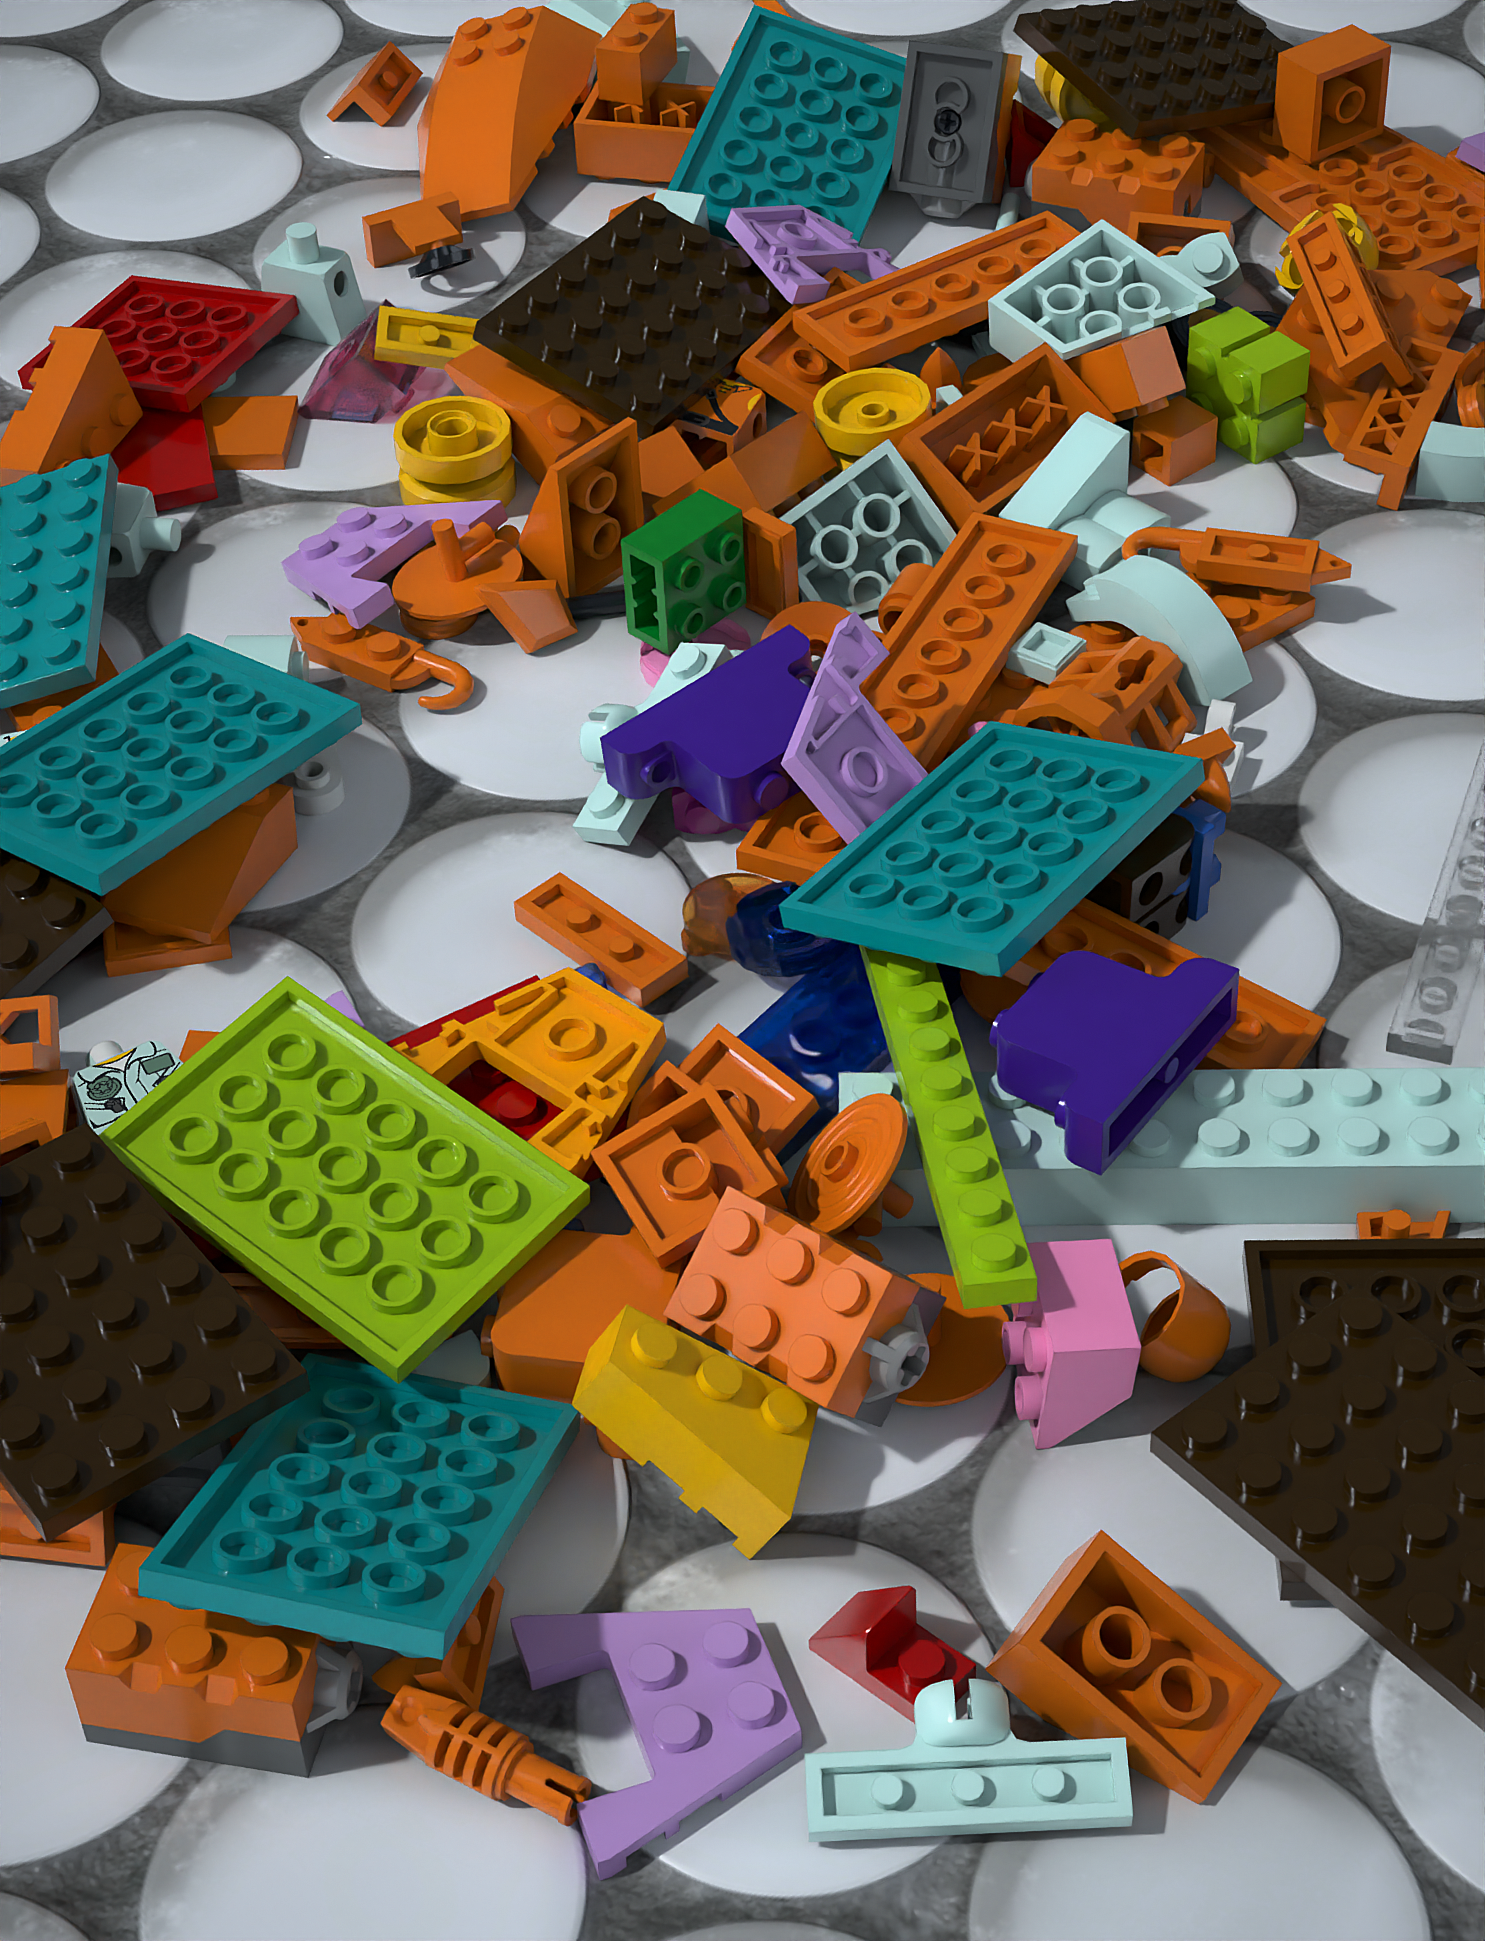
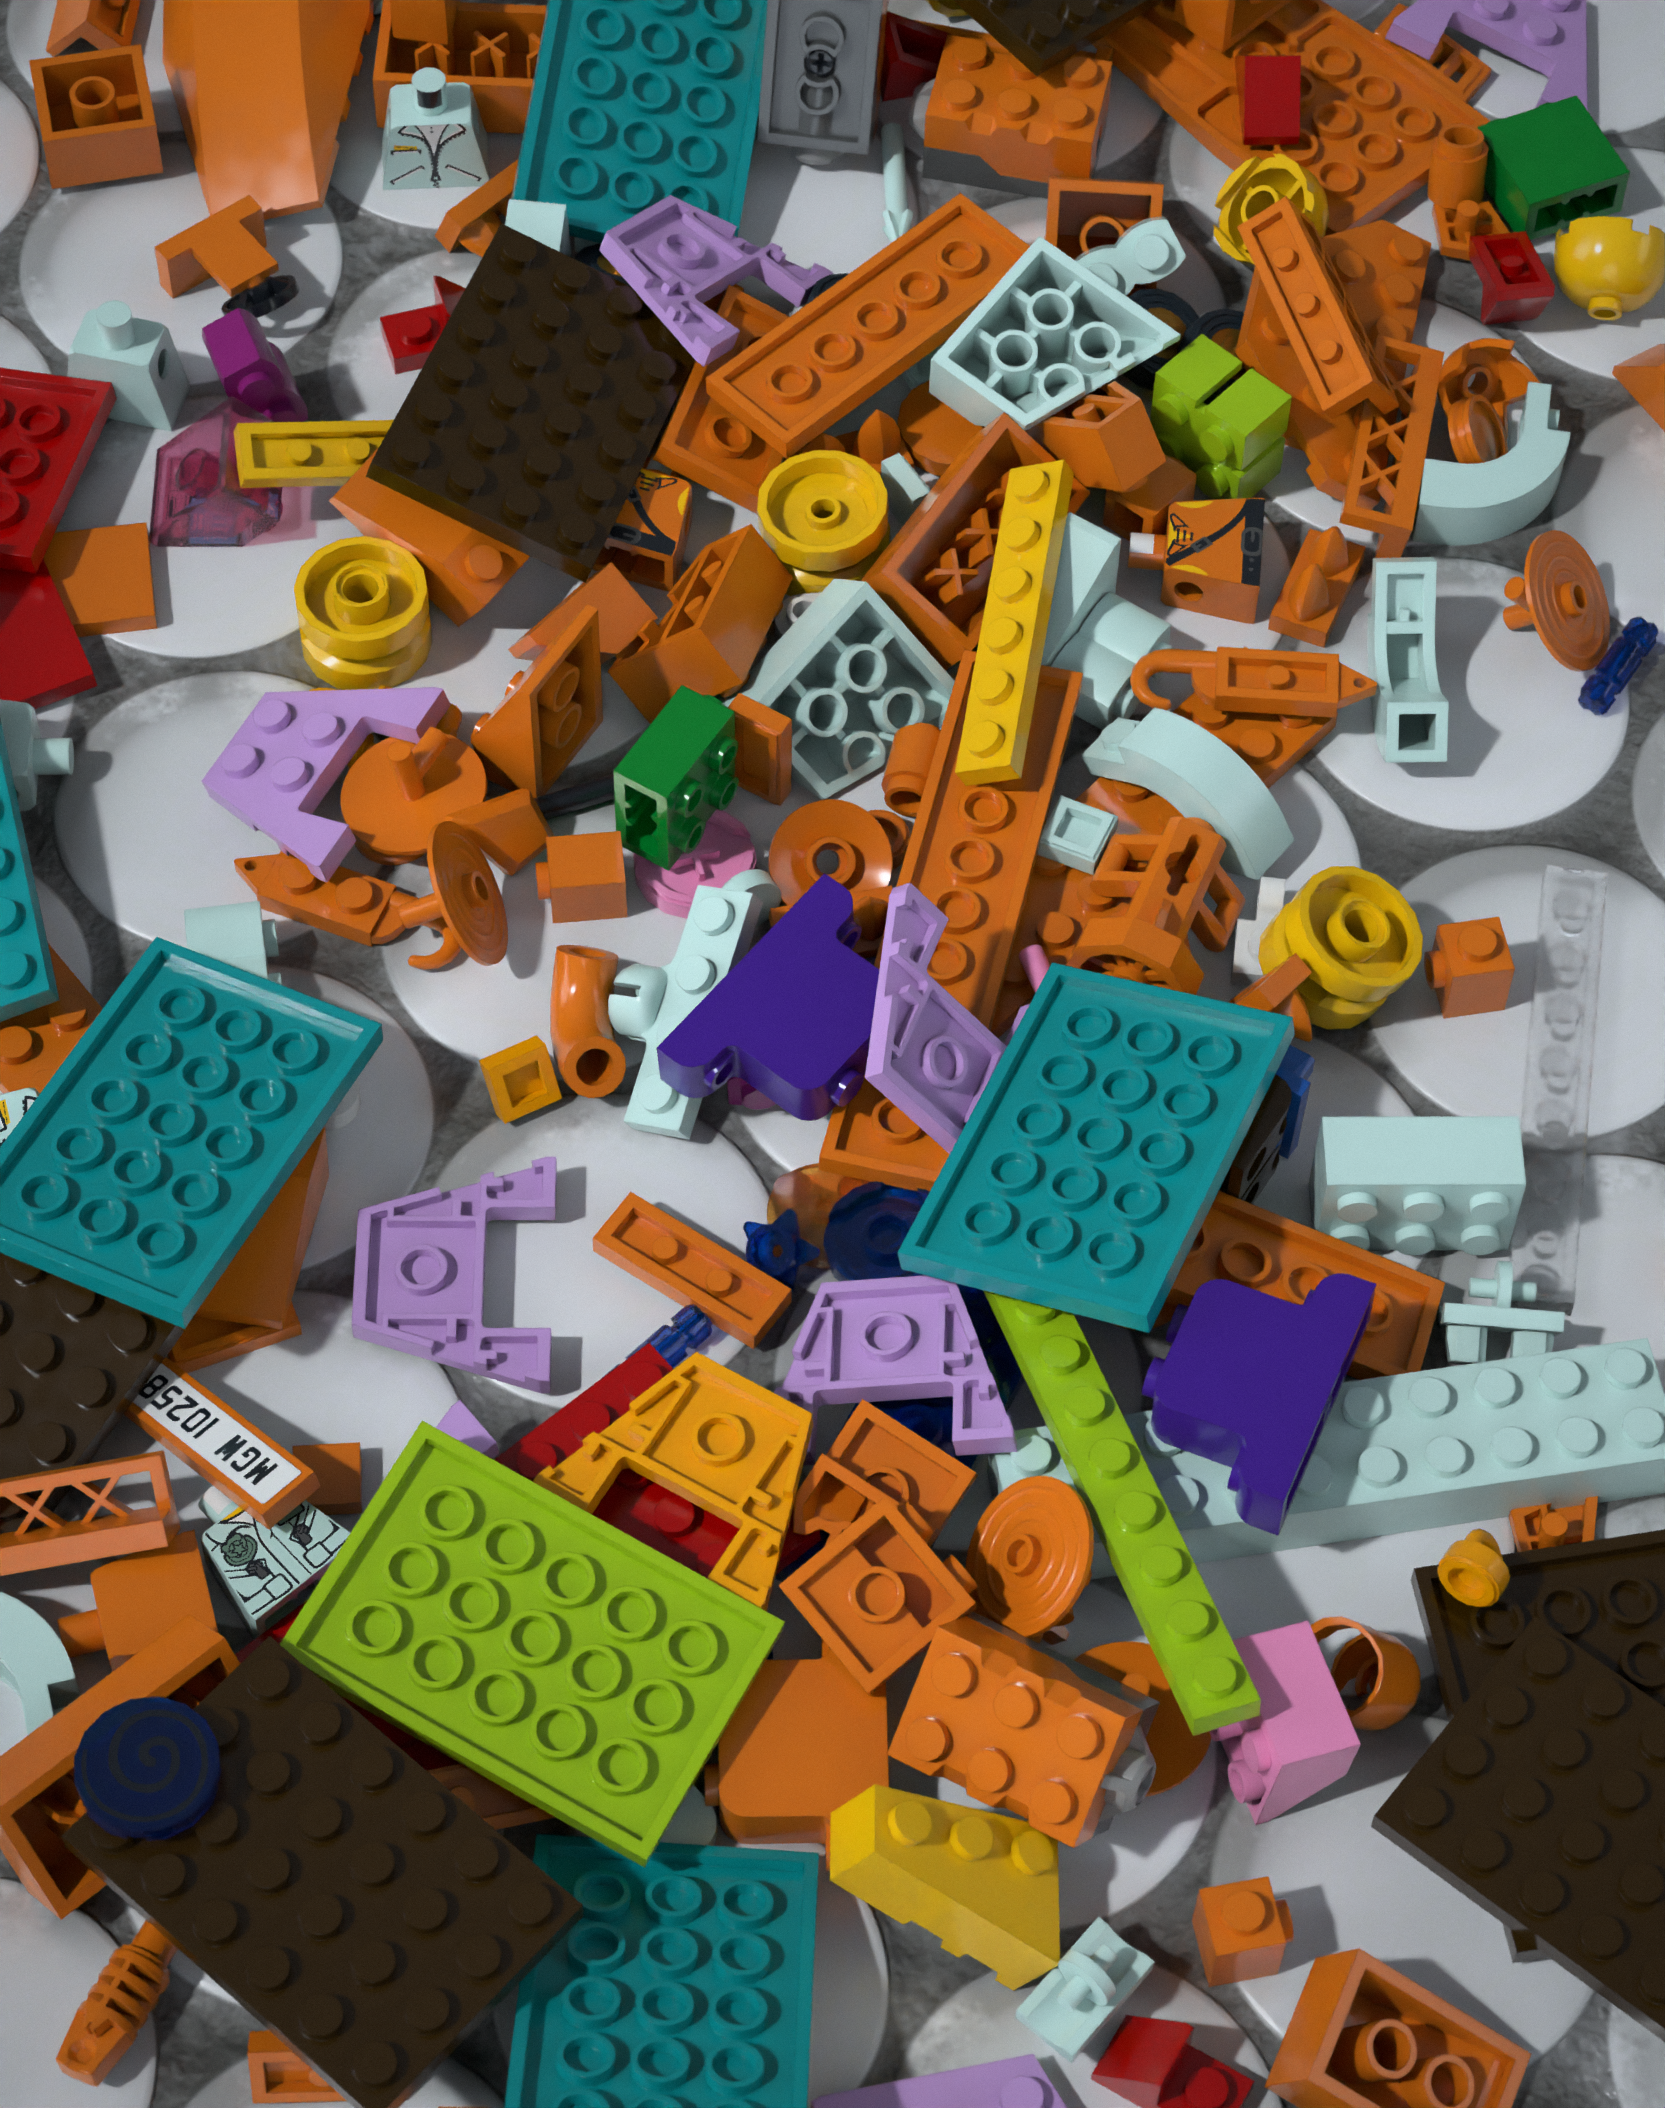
camera: 15 degrees left, 15 degrees up
(117, 1009) = (221, 1445): none -> tile
(345, 143) = (96, 116): none -> orange brick
(358, 911) = (425, 1276): none -> lavender wing
(407, 279) = (253, 367): none -> magenta brick
(473, 642) = (462, 894): none -> orange shield
(486, 784) = (520, 1079): none -> light orange tile
(553, 753) = (580, 1020): none -> orange cylinder
(590, 651) = (583, 877): none -> orange brick
(615, 163) = (433, 135): none -> light aqua torso
(680, 915) = (782, 1232): none -> clear blue plate
(768, 998) = (897, 1344): none -> lavender wing
(813, 1553) = (1084, 1990): none -> light aqua hips
(992, 1524) = (1241, 1931): none -> orange brick
(1017, 485) = (1015, 624): none -> yellow plate
(1217, 480) = (1207, 556): none -> orange torso
(1286, 748) = (1352, 937): none -> yellow wheel
(1301, 1238) = (1474, 1570): none -> light orange tile
(1313, 925) = (1418, 1182): none -> light aqua brick
(1321, 506) = (1317, 586): none -> orange tile
(1343, 176) = (1269, 98): none -> red slope
(1372, 1042) = (1468, 1324): none -> light aqua hips
(1385, 551) = (1408, 700): none -> light aqua arch
(1400, 783) = (1470, 967): none -> orange brick

